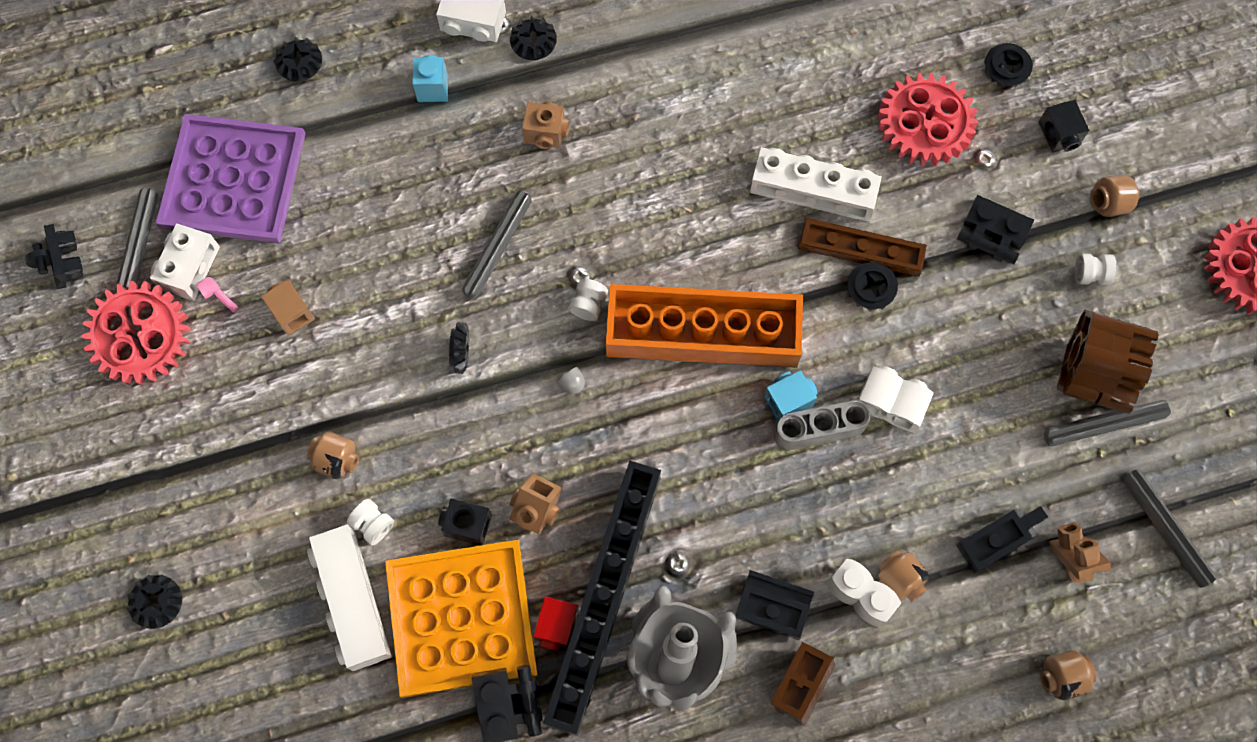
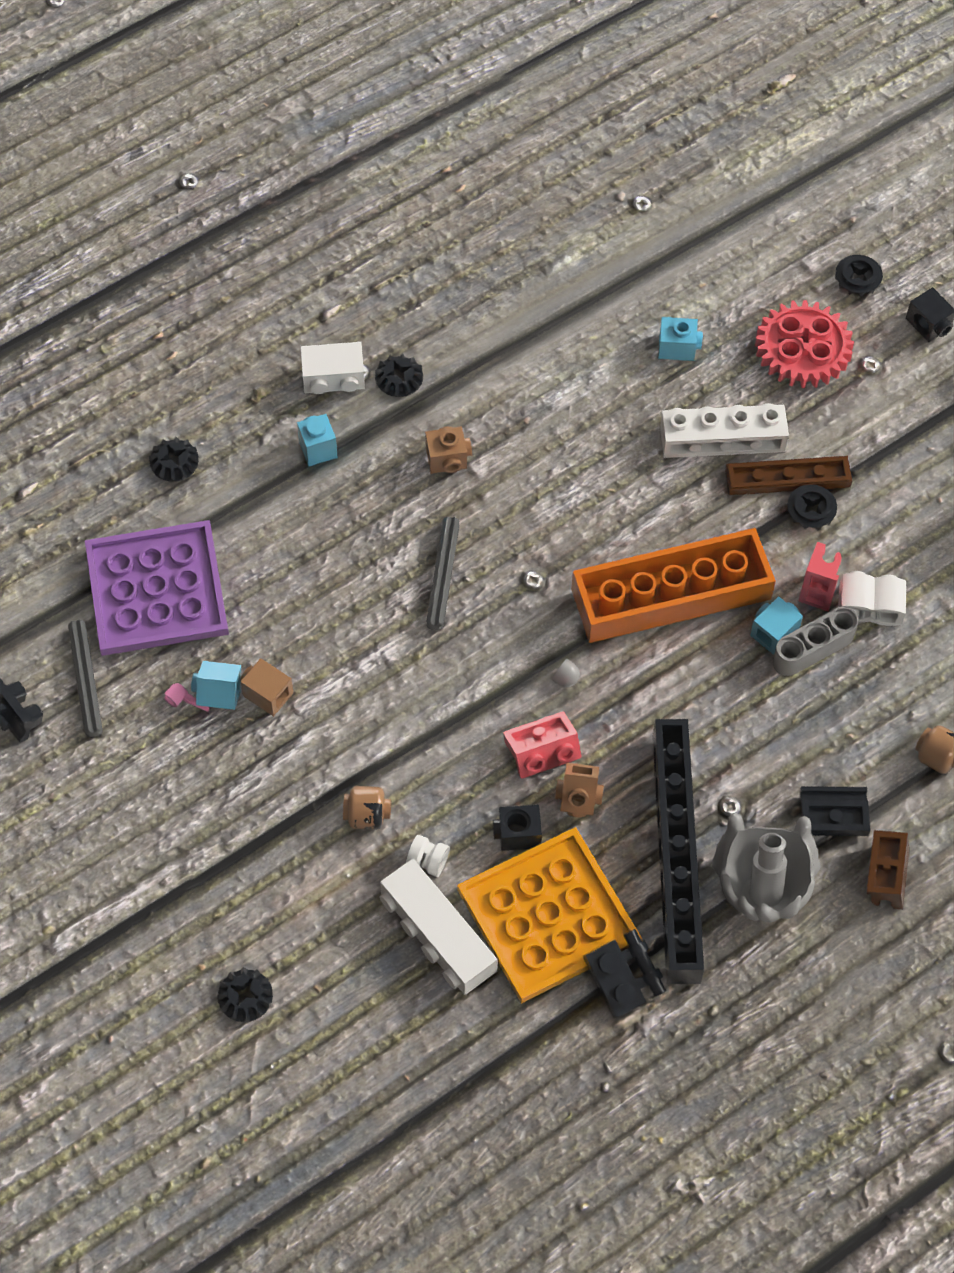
camera: 20 degrees left, 10 degrees down
(109, 344) = (99, 771): coral gear -> none
(184, 261) = (143, 677): white brick -> none
(243, 290) = (217, 685): none -> medium azure brick
(459, 348) = (449, 673): black gear -> none
(521, 444) = (543, 744): none -> coral bracket
(555, 624) = (641, 889): red brick -> none
(588, 299) = (552, 595): white wheel -> none
(808, 79) = (679, 339): none -> medium azure brick
(847, 367) = (820, 579): none -> coral hinge
(870, 599) = (915, 775): white brick -> none
(998, 223) = (905, 418): black plate -> none

